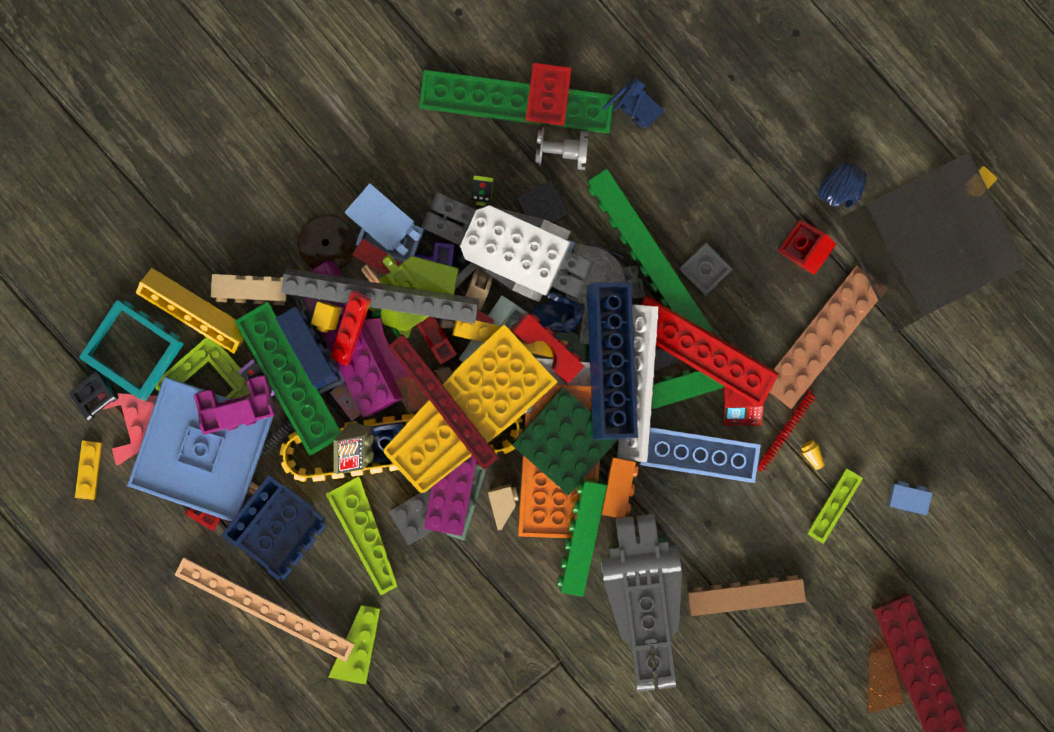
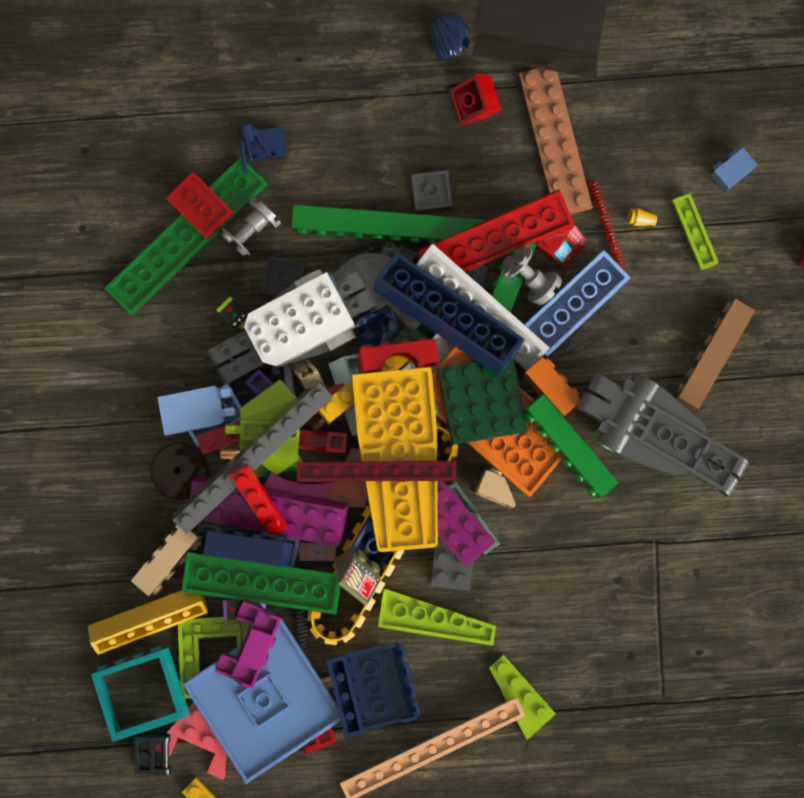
camera: 50 degrees left, 5 degrees down
(326, 316) = (234, 513): yellow brick -> none
(694, 416) = (540, 284): none -> light grey piece

